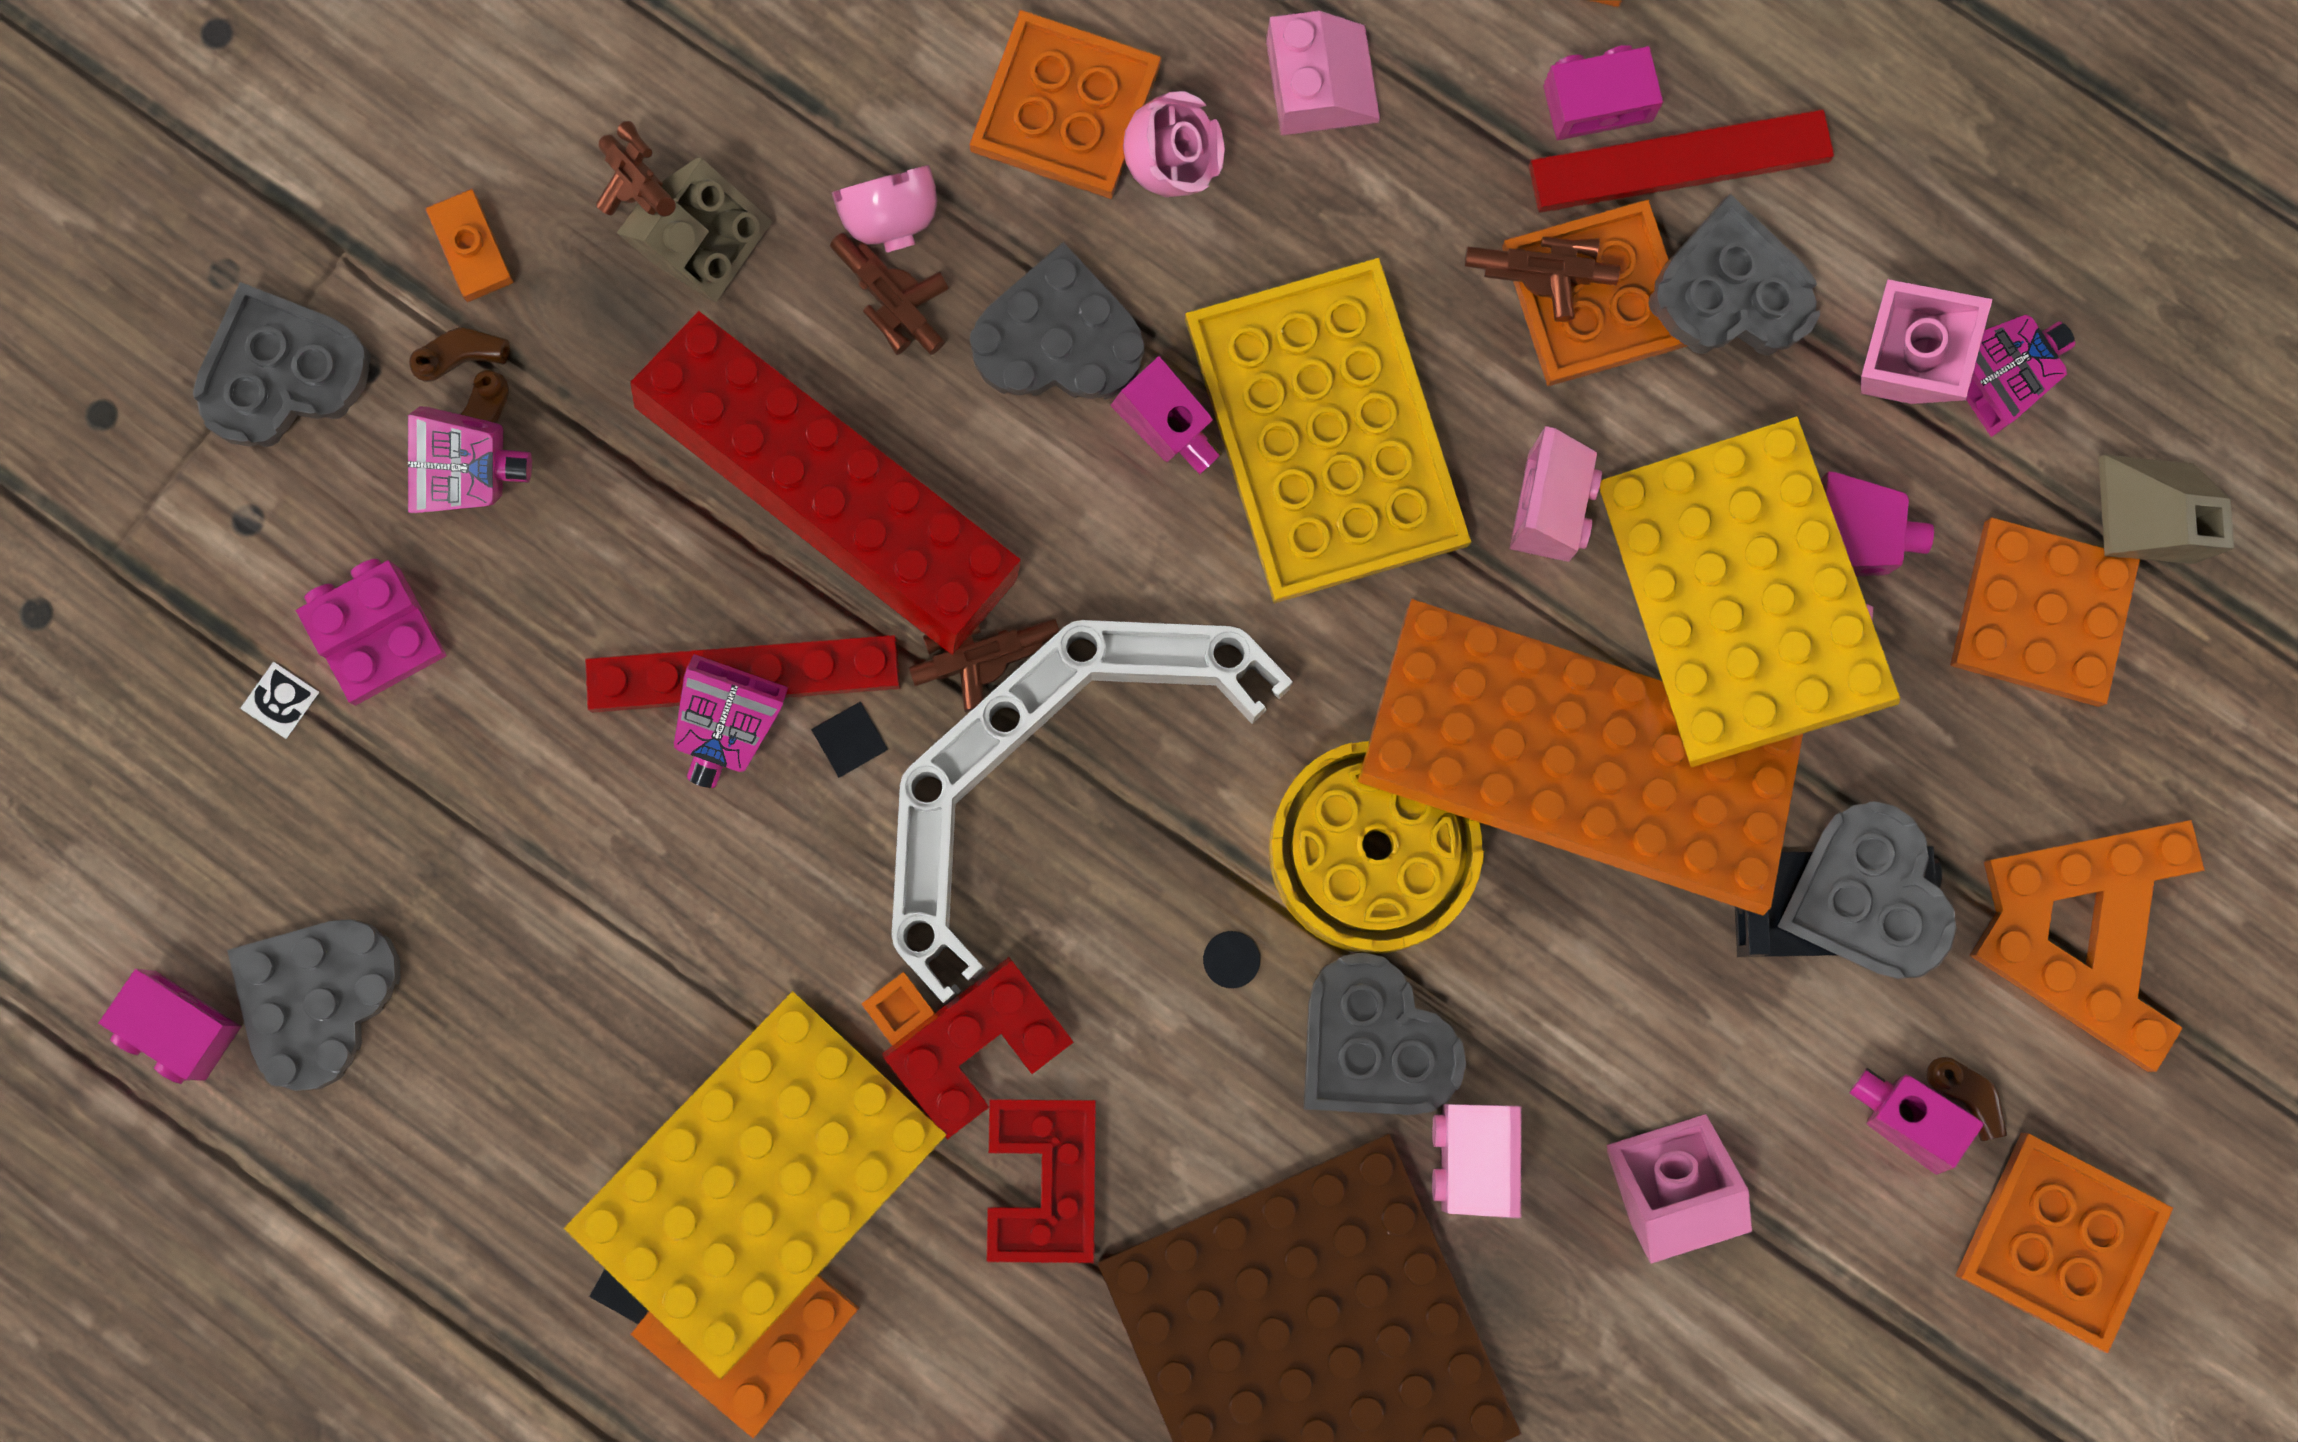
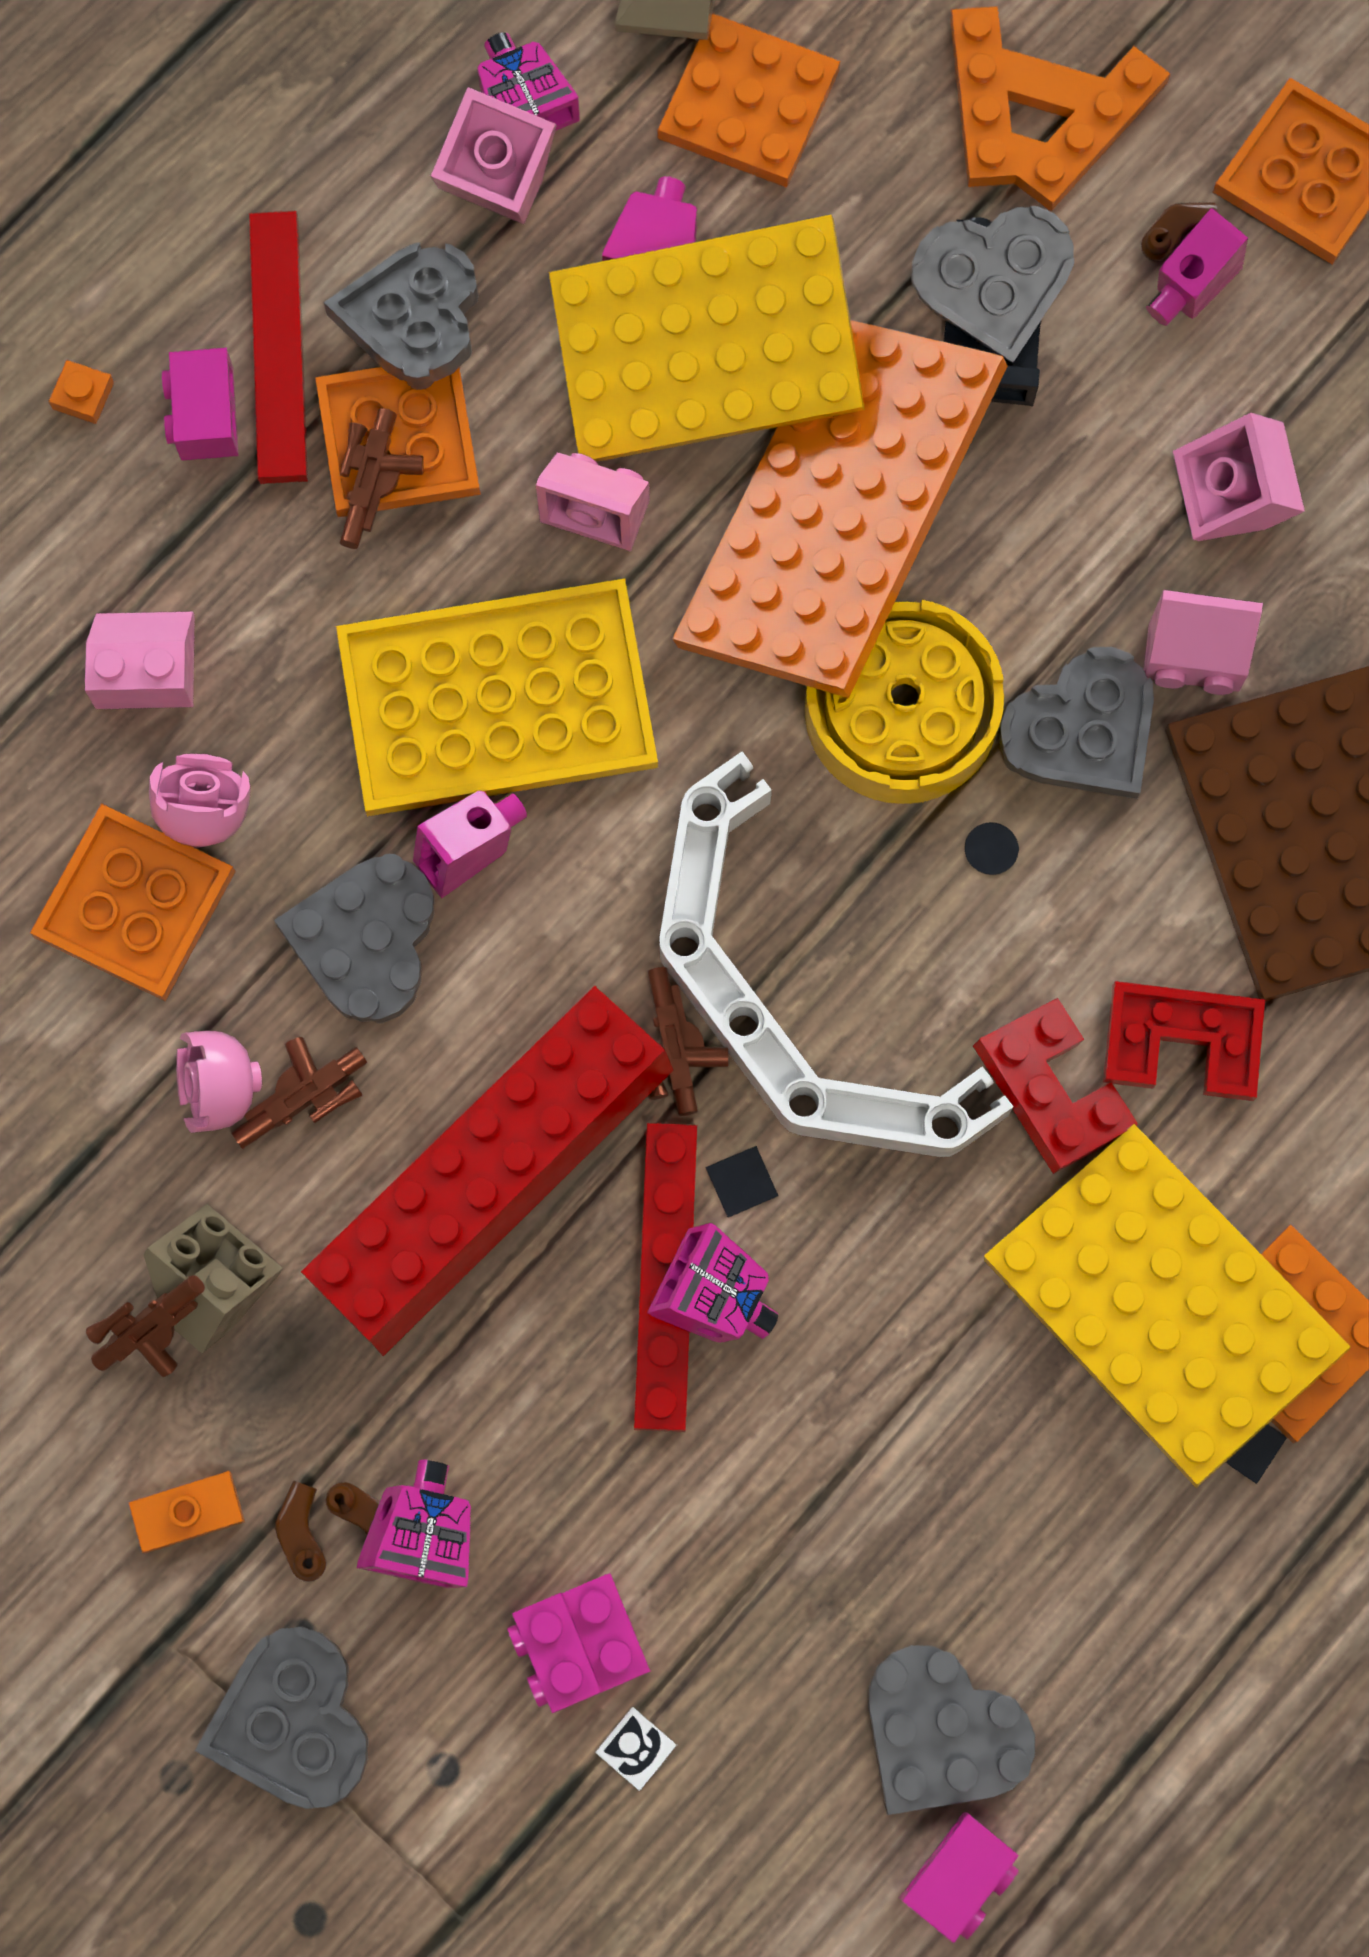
camera: 80 degrees left, 5 degrees down
(898, 1008) = (1010, 1156): orange plate -> none

